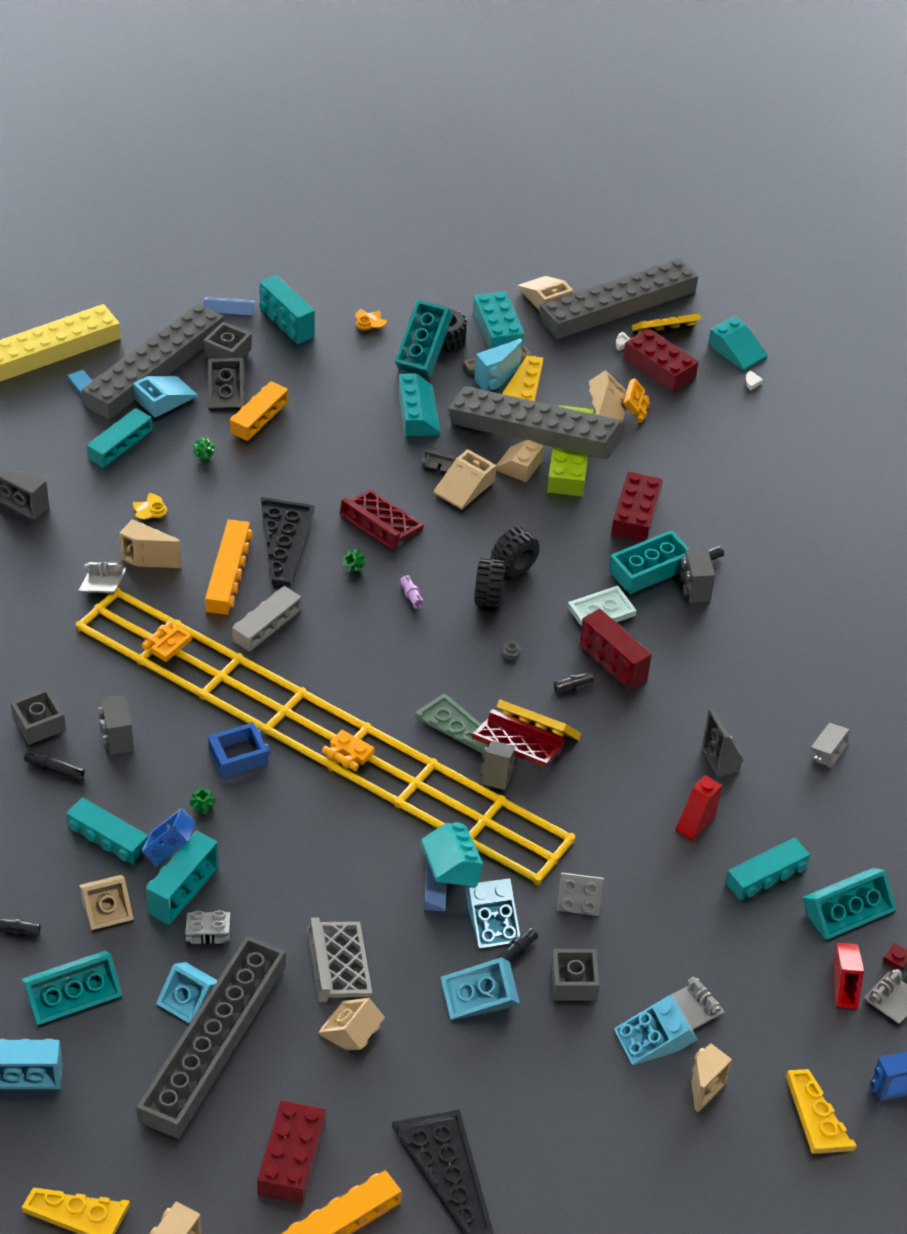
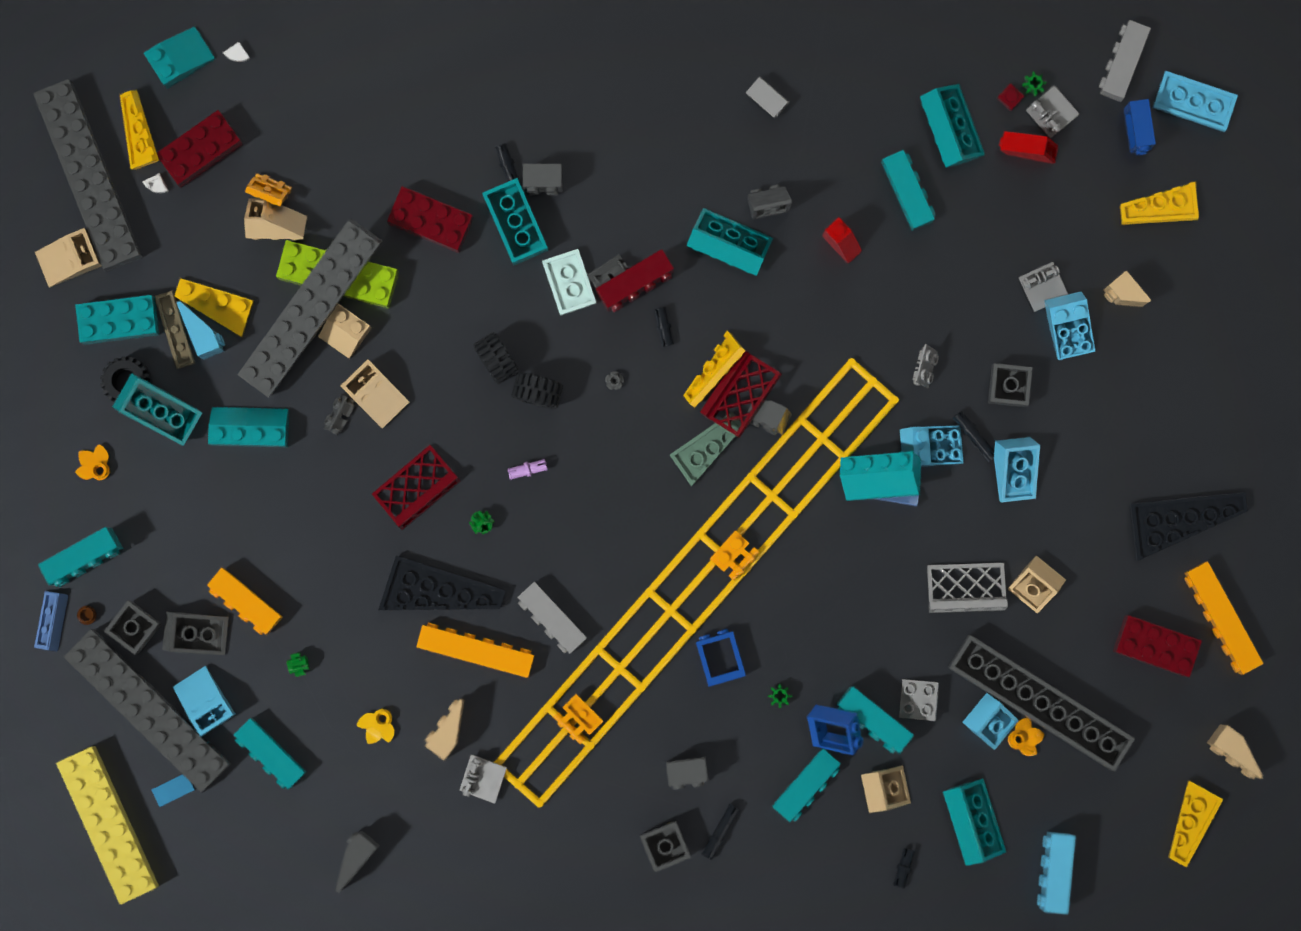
camera: 80 degrees left, 40 degrees up
(169, 1032) = (1028, 737): none -> light orange plate
(237, 321) = (86, 615): none -> reddish brown plate
(673, 725) = (729, 241): none -> teal slope

